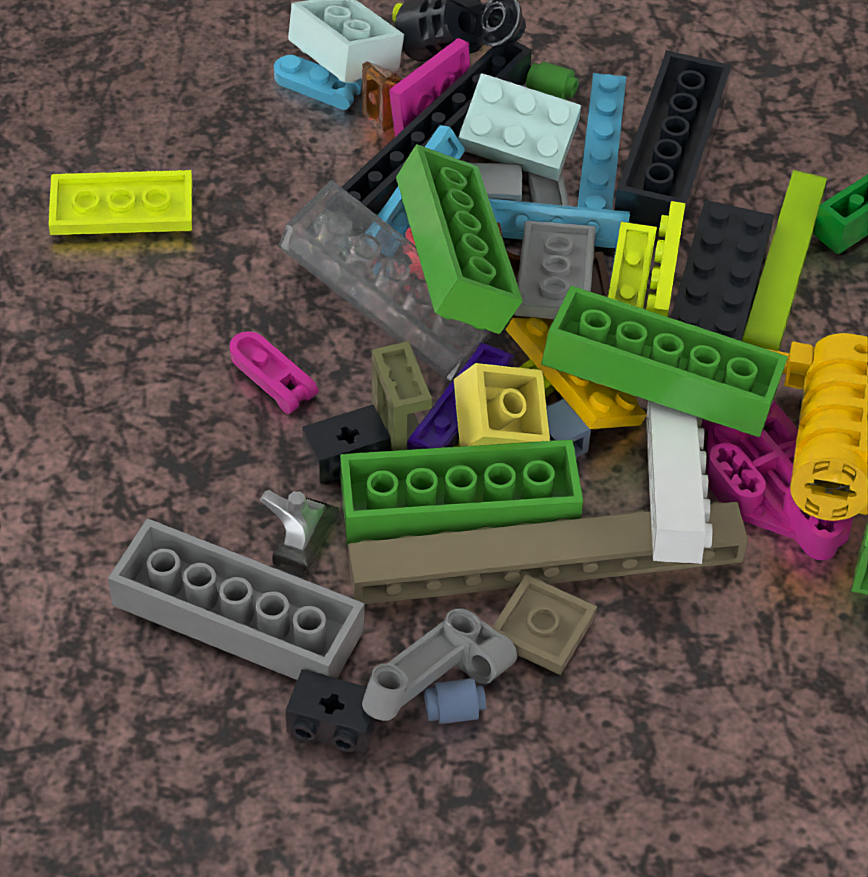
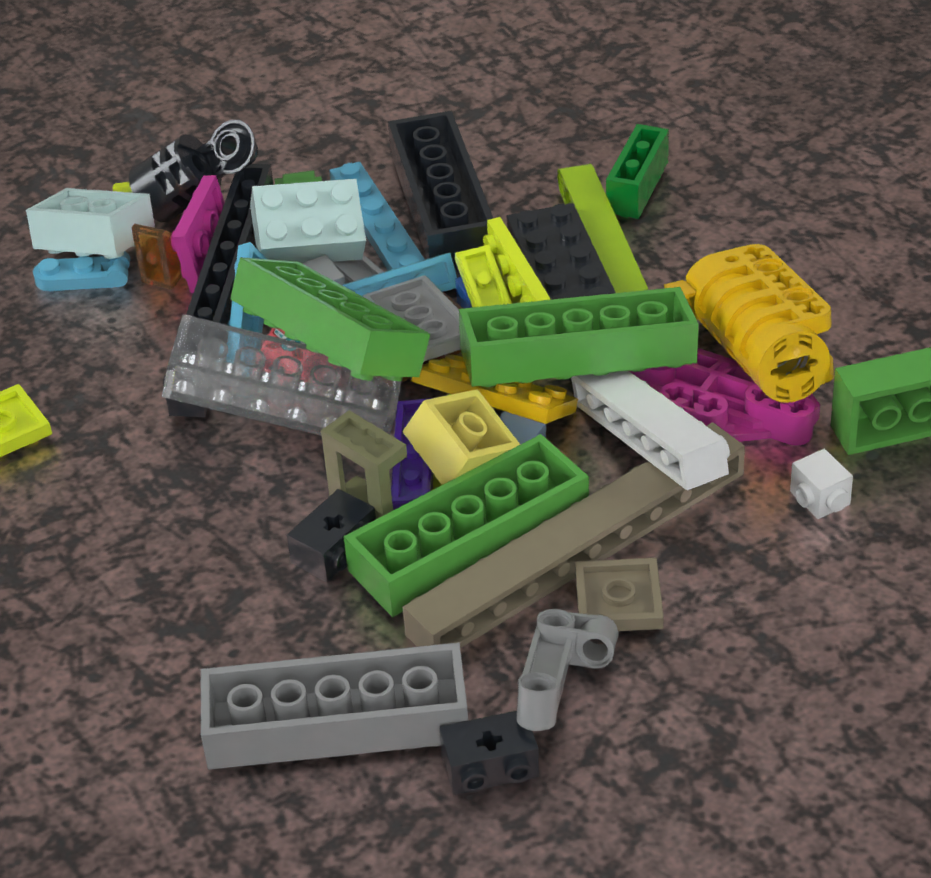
camera: 25 degrees left, 10 degrees down
(271, 370) = (216, 509): dark pink plate -> none
(306, 529) = (345, 617): piece -> none
(454, 701) = (591, 691): sand blue brick -> none
(795, 610) = (821, 484): none -> white brick

